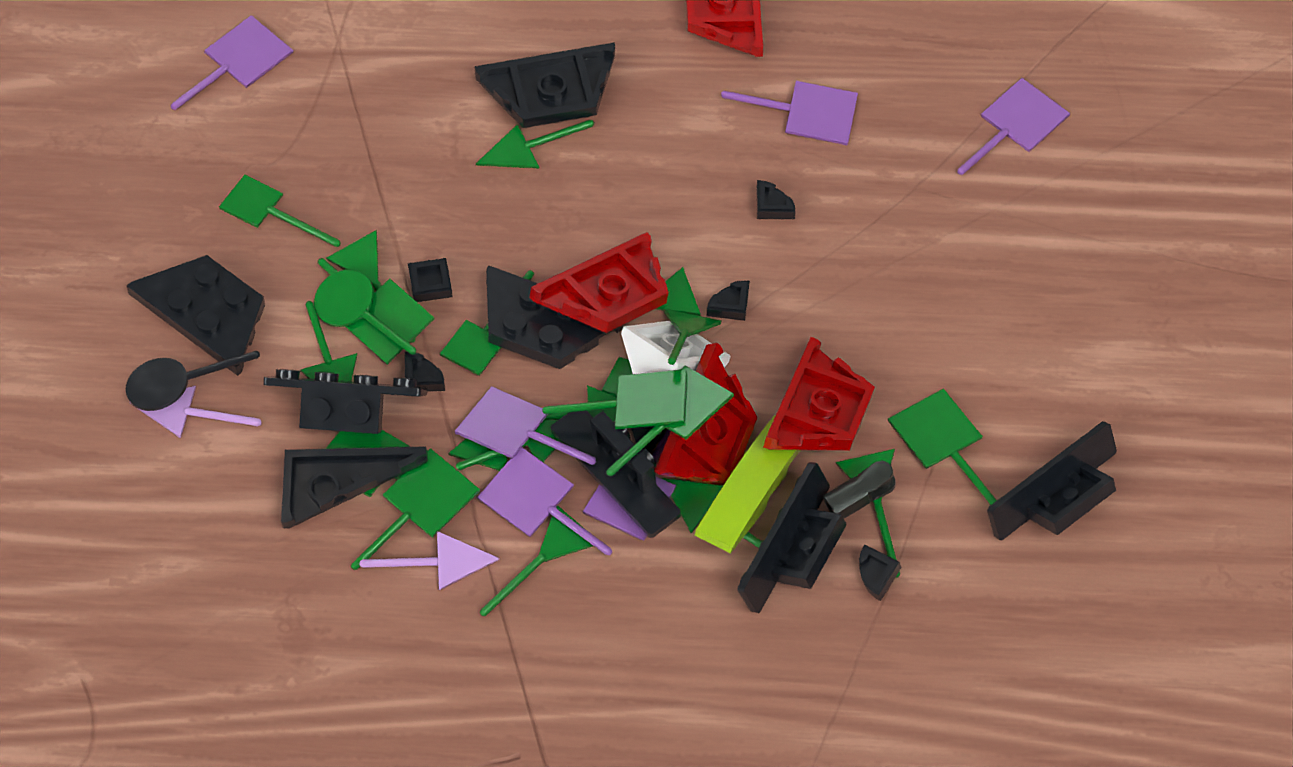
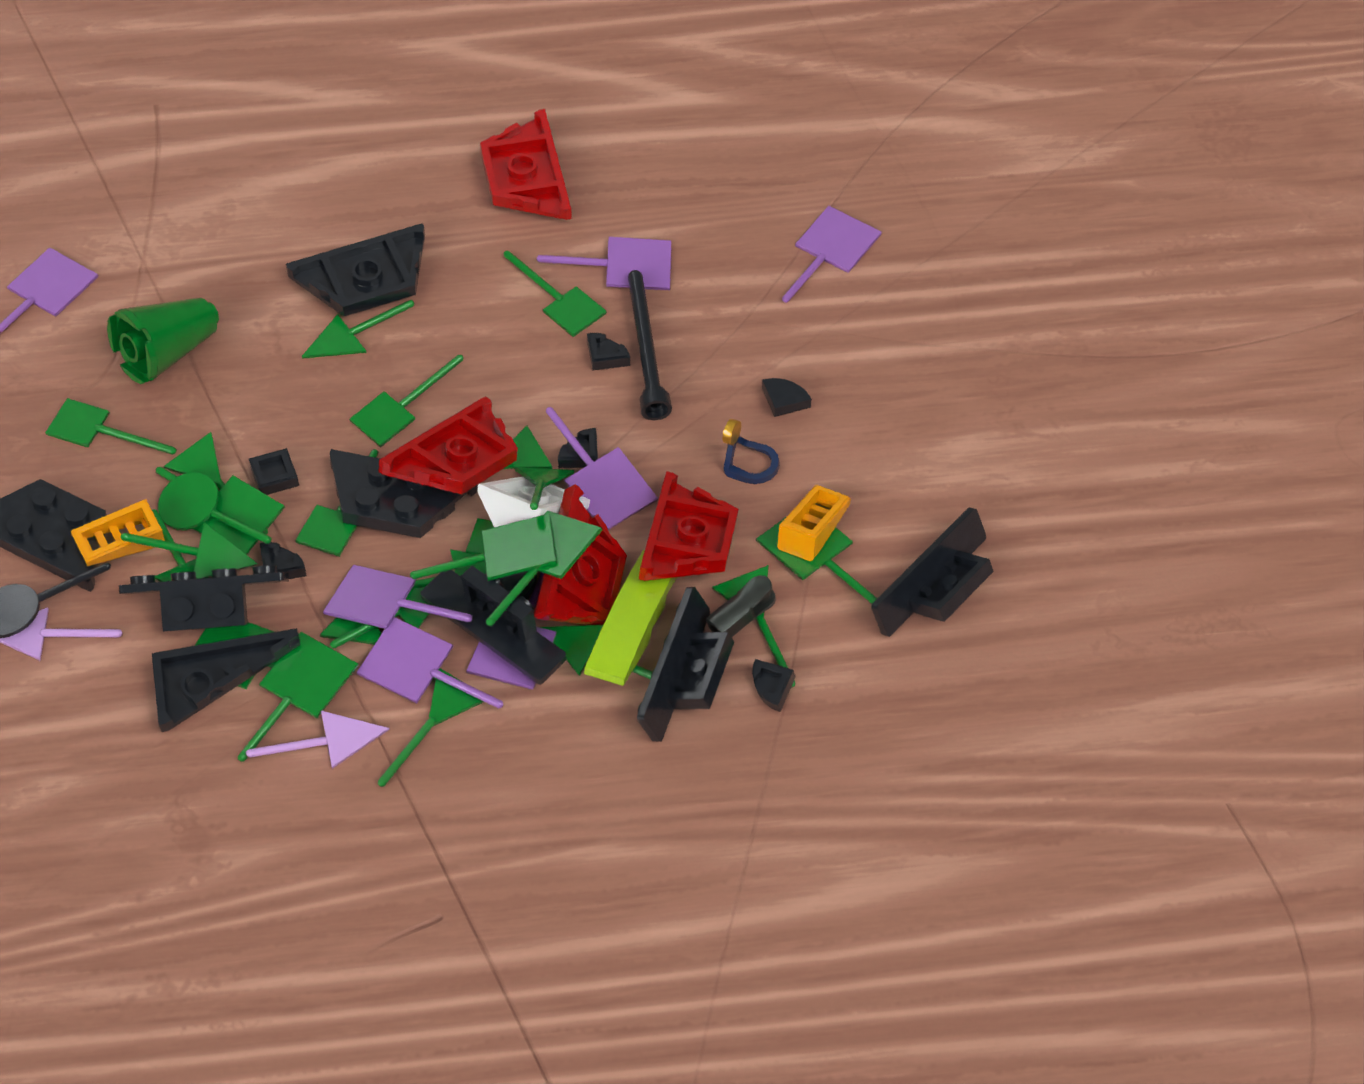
camera: 10 degrees left, 5 degrees down
(281, 308) = (124, 518): none -> light orange slope
(342, 124) = (159, 334): none -> green cone
(359, 356) = (213, 551): none -> green piece
(548, 239) = (386, 417): none -> green piece
(745, 153) = (570, 311): none -> green piece
(751, 340) = (609, 482): none -> medium lavender piece
(812, 262) = (655, 400): none -> black piece
(879, 312) = (731, 436): none -> dark blue piece
(933, 429) = (810, 525): none -> light orange slope
(942, 274) = (785, 396): none -> black tile

